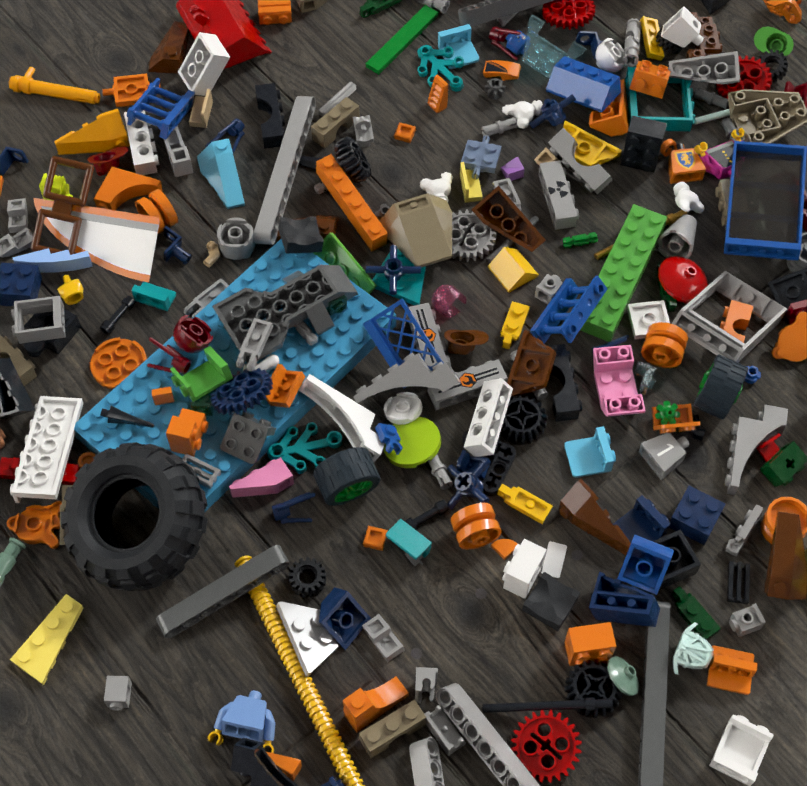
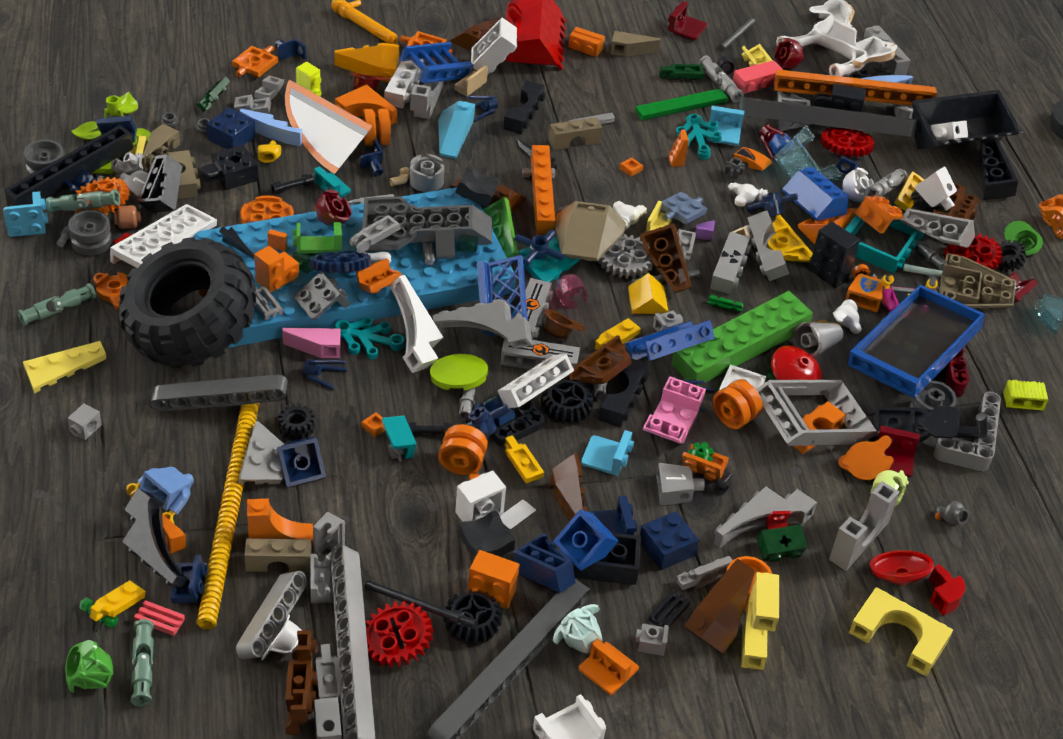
camera: 25 degrees right, 15 degrees down
(38, 306) = (241, 145): light grey window -> none
(62, 204) = (305, 88): reddish brown bar -> none
(179, 362) = (309, 224): dark red plant -> none
(284, 170) = (507, 144): light grey beam -> none
(346, 476) = (381, 363): black wheel -> none
(352, 159) = (566, 160): black gear -> none
(363, 130) = (594, 148): light grey hips -> none
(383, 638) = (324, 493): light grey slope -> none
(389, 435) = (442, 356): blue plate -> none
(403, 408) = (471, 347): white tile -> none
(499, 127) = (717, 196): light grey pin -> none
(623, 675) = (505, 618): sand green dish -> none
(646, 371) = (704, 424): clear light blue bracket -> none
(693, 612) = (610, 613): dark green hinge -> none
(720, 387) = (763, 453): black wheel -> none
(752, 378) = (806, 467): blue plate -> none

